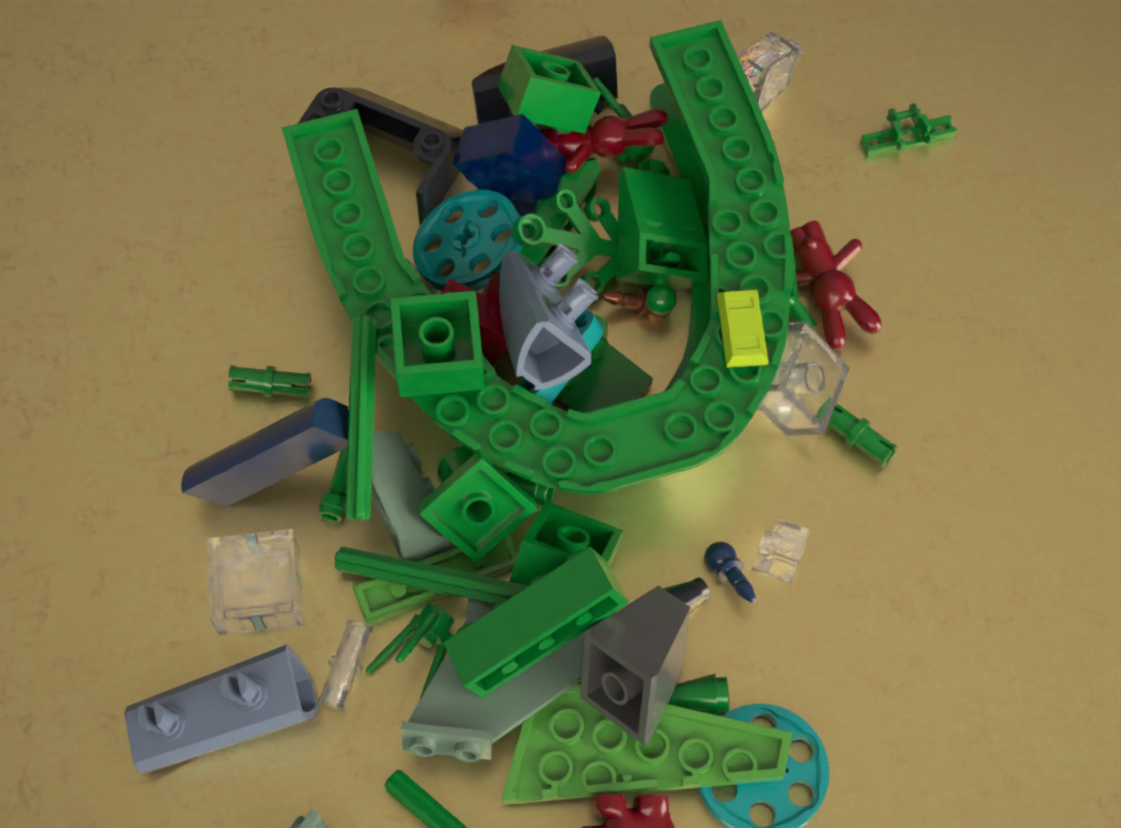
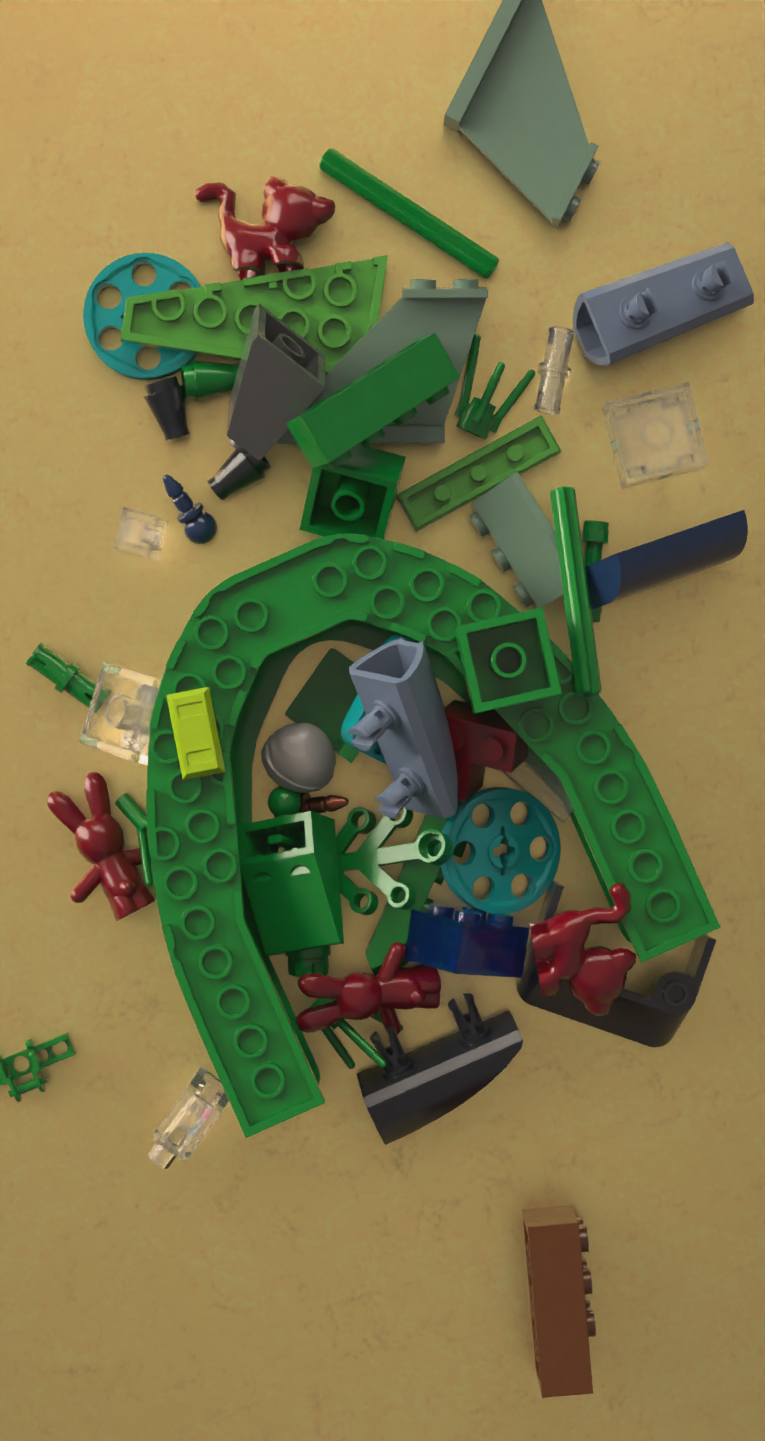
camera: 175 degrees right, 25 degrees up
(269, 381) = (684, 663): green pin -> none
(415, 126) = (593, 973): none -> dark red animal
(425, 576) = (481, 457): green axle -> none
(475, 503) = (450, 527): green plant -> none
(548, 89) = (433, 1029): green brick -> none
(644, 333) = (299, 758): none -> light grey hat
(745, 674) = (168, 406): none -> black cone

